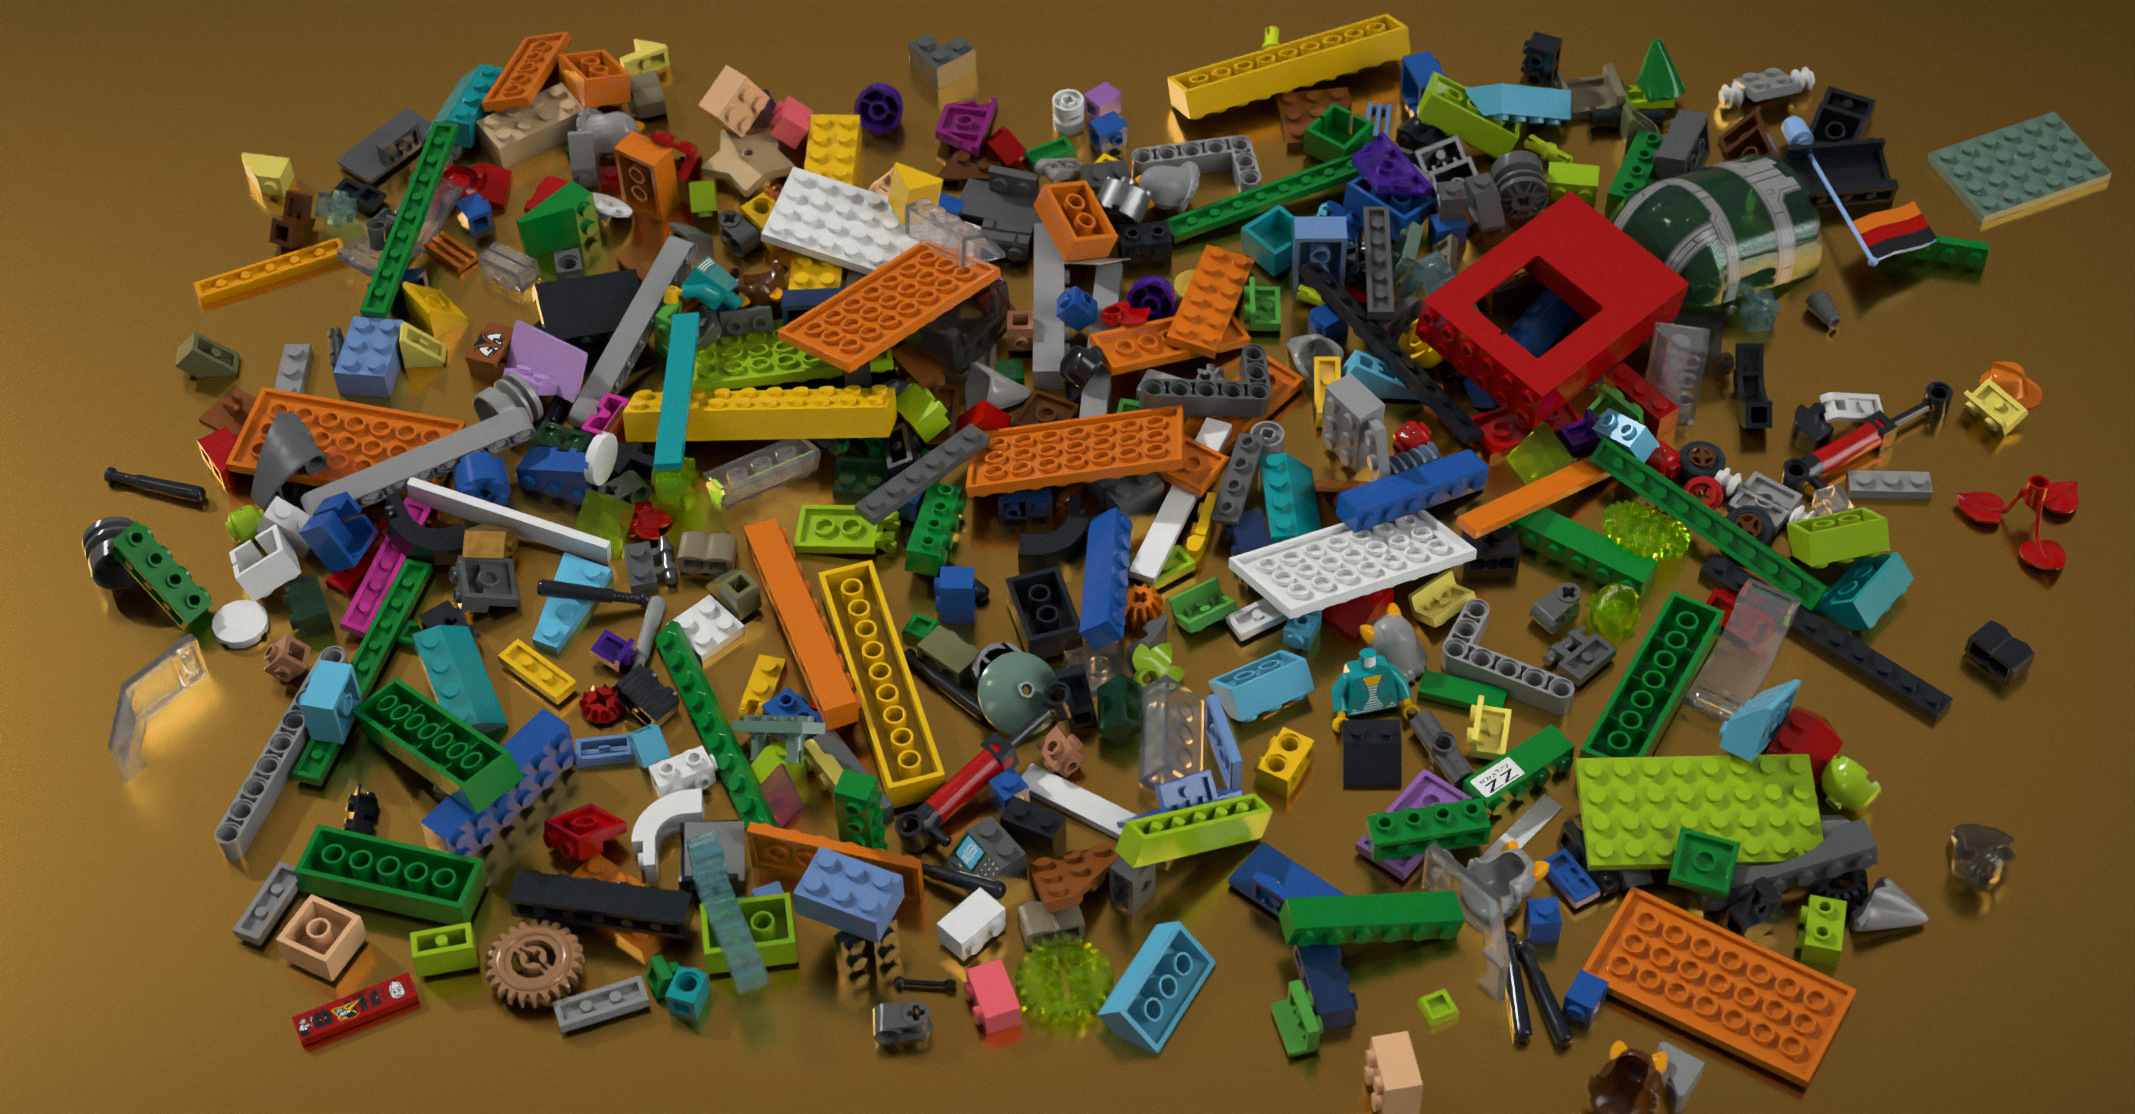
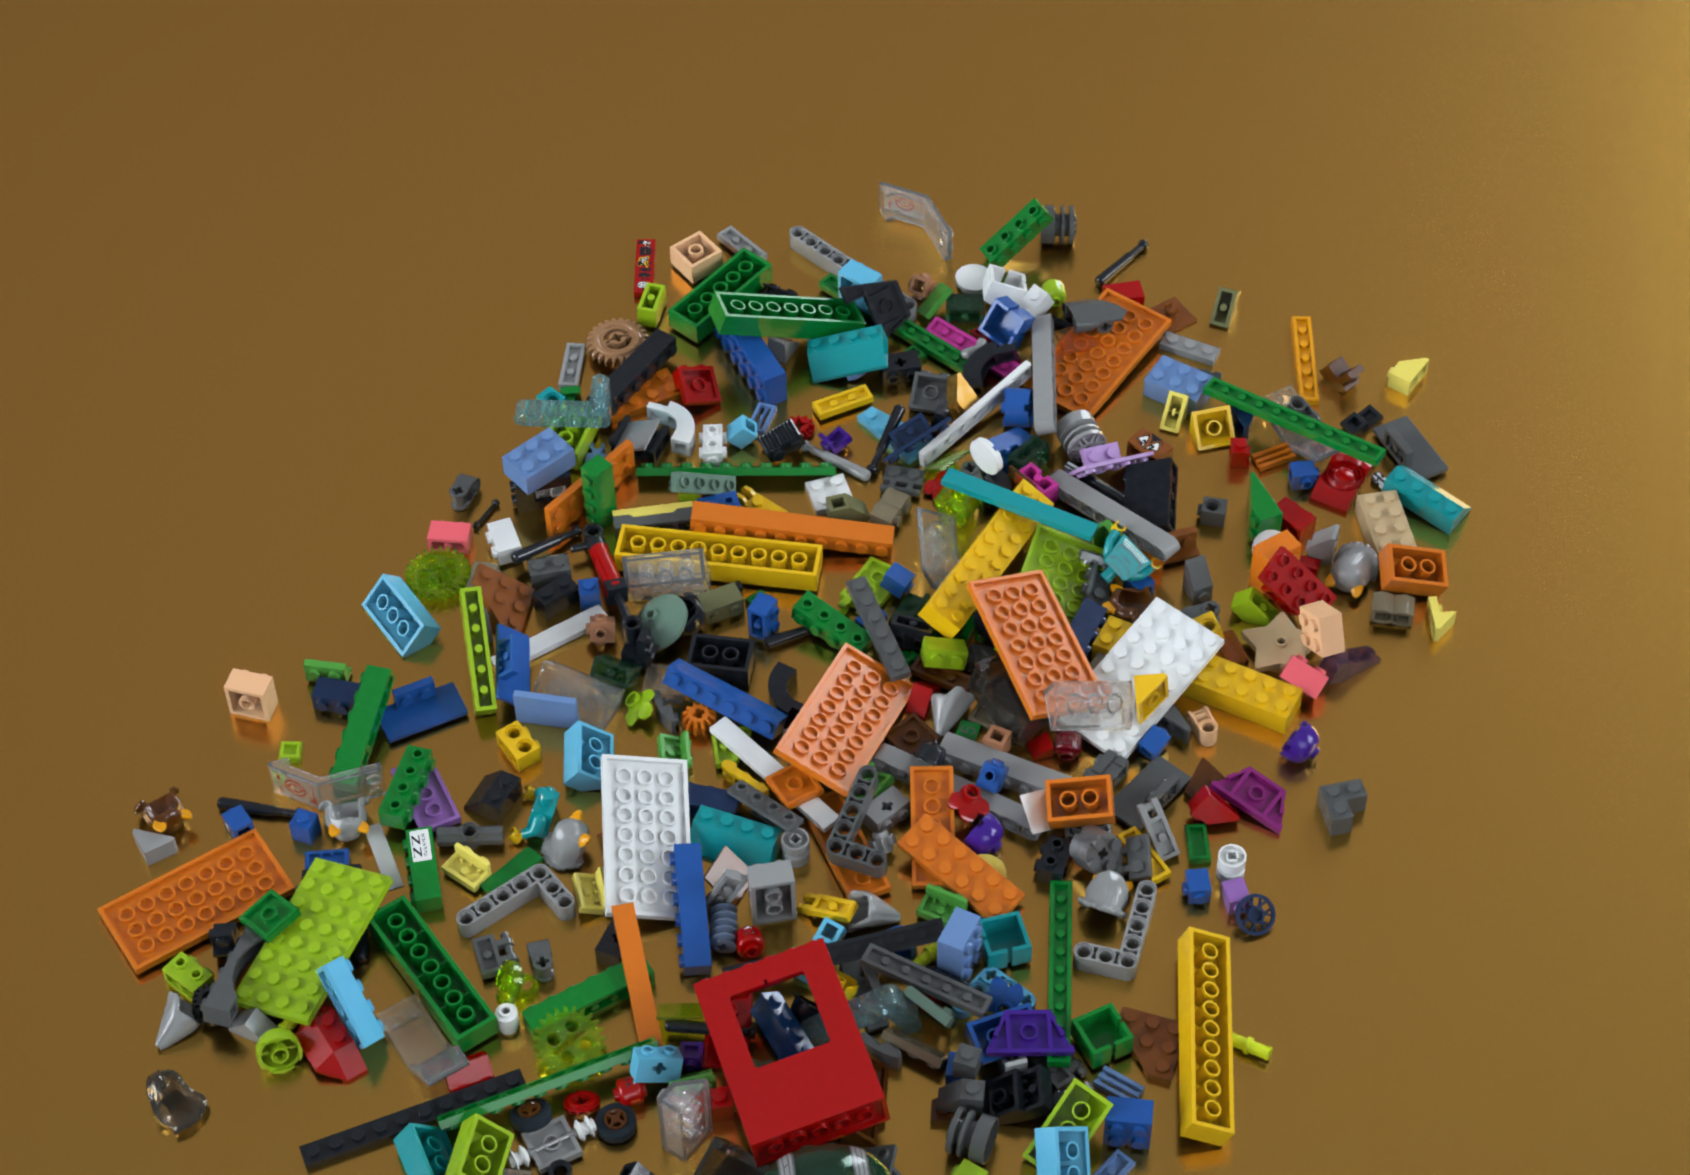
camera: 115 degrees right, 0 degrees up
(310, 632) = (934, 301): none -> bright green tile
(336, 207) = (1346, 399): clear light blue brick -> none
(372, 662) = (883, 302): none -> black wing
(397, 554) = (966, 353): none -> light grey arm
(461, 267) = (1239, 454): none -> red brick
(508, 267) = (1232, 479): clear brick -> none
(526, 72) = (1442, 533): orange plate -> none
(538, 550) = (940, 414): none -> black plate
(586, 555) = (912, 432): none -> dark blue bracket
(782, 796) = (657, 482): clear pink piece -> none
(829, 493) = (898, 580): none -> blue brick
(946, 709) = (666, 573): none -> clear slope
(1119, 80) = (1255, 914): none -> dark blue wheel
(1517, 999) = (270, 794): black piece -> none
(1653, 597) = (507, 1018): none -> white brick

